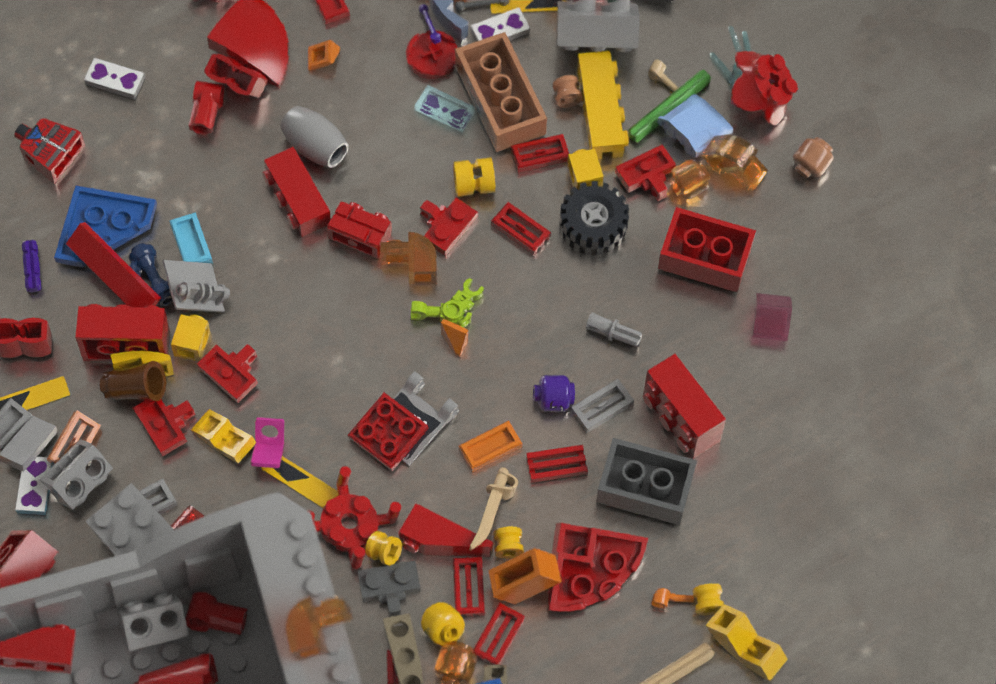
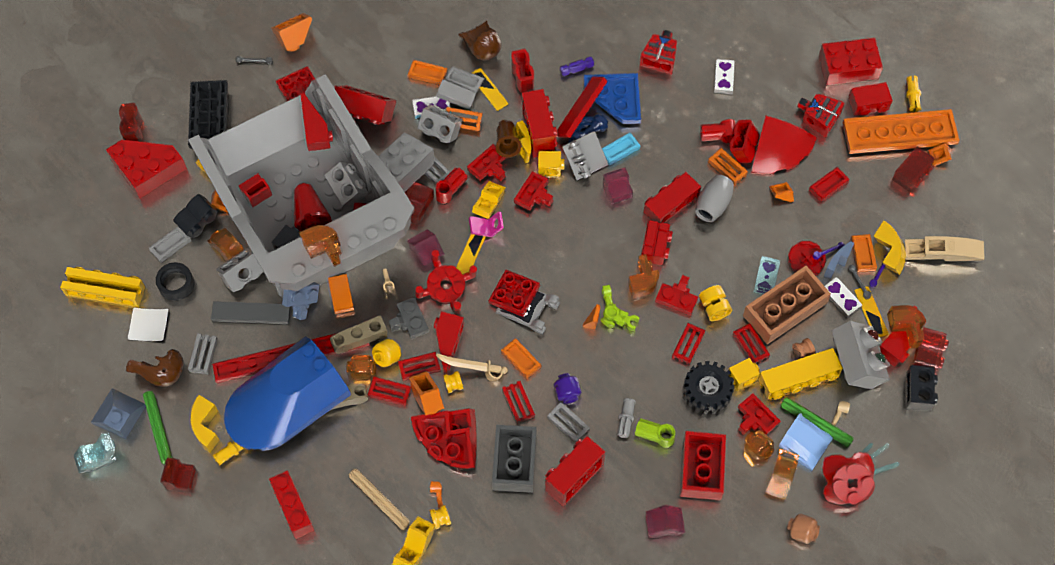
camera: 80 degrees right, 0 degrees up
(184, 482) = (450, 185): none -> red piece
(255, 256) = (617, 185): none -> clear pink piece
(263, 116) = (716, 162): none -> orange tile
(383, 548) = (431, 307): yellow wheel -> none
(643, 298) = (653, 432): none -> lime piece

